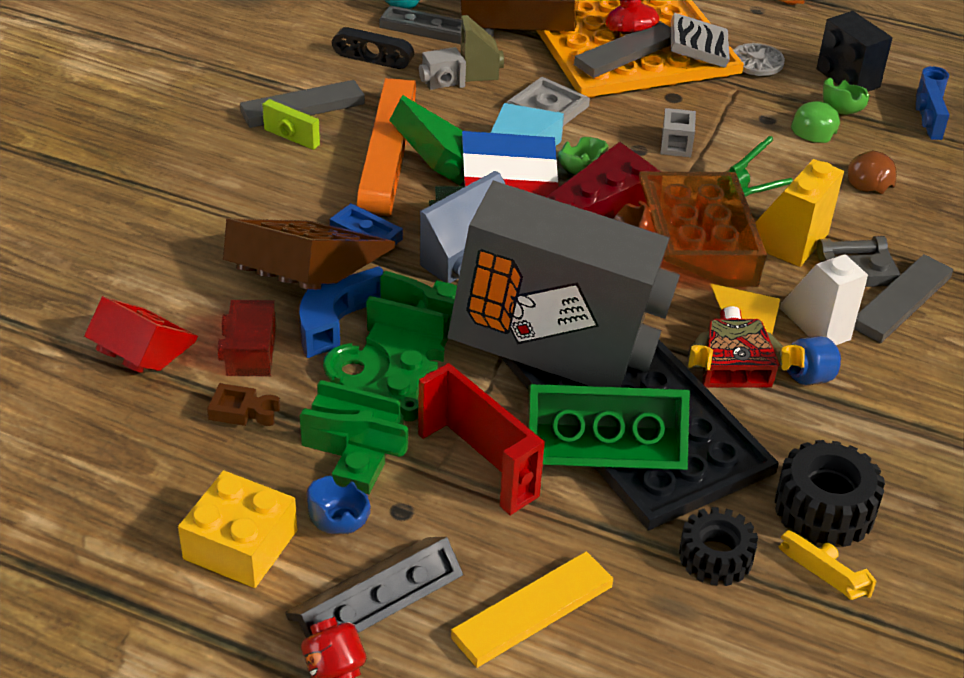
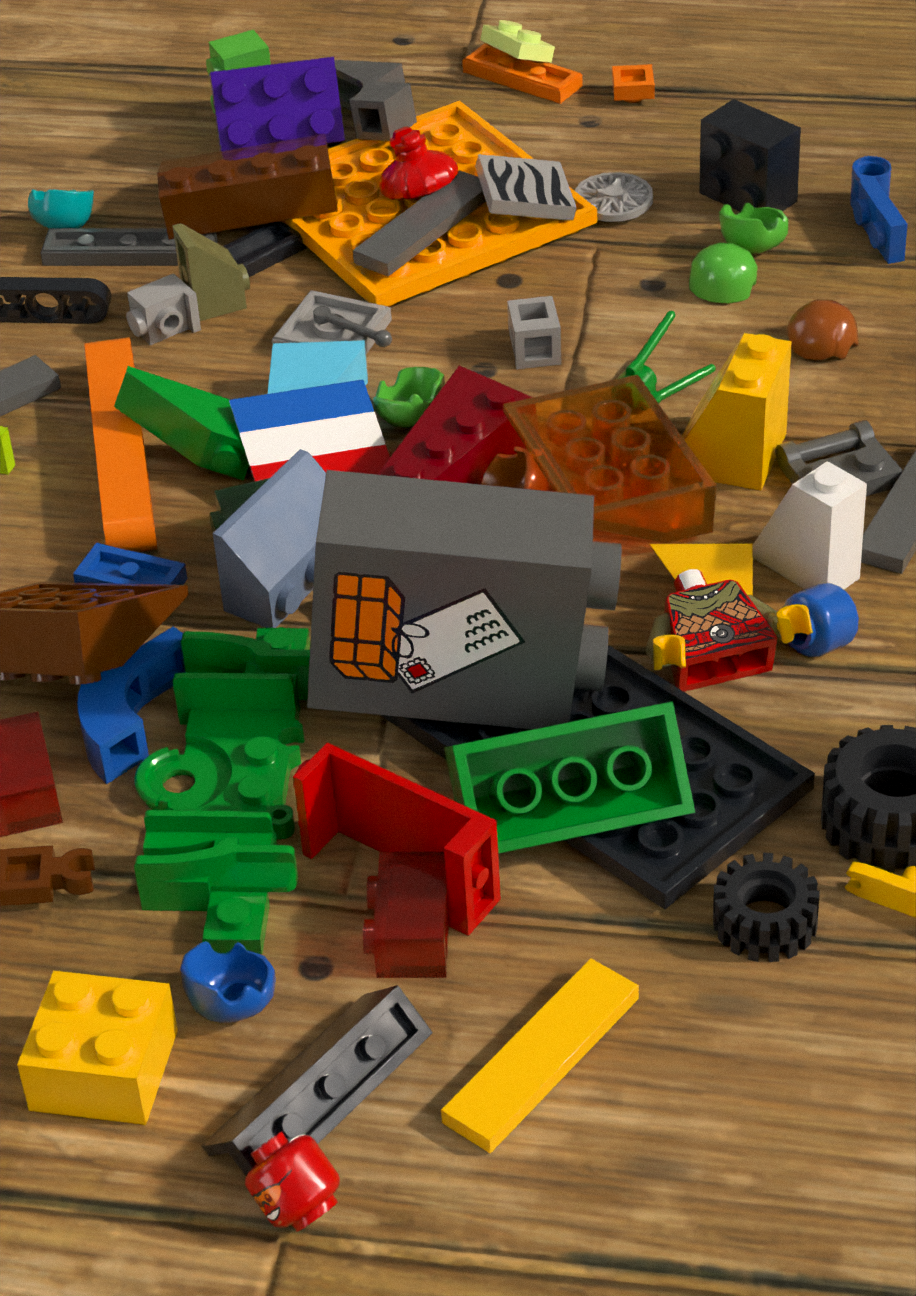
camera: 10 degrees left, 0 degrees up
(472, 492) = (409, 916): none -> clear red brick
(521, 44) = (266, 247): none -> black tile
(544, 93) = (323, 315): none -> dark grey hinge

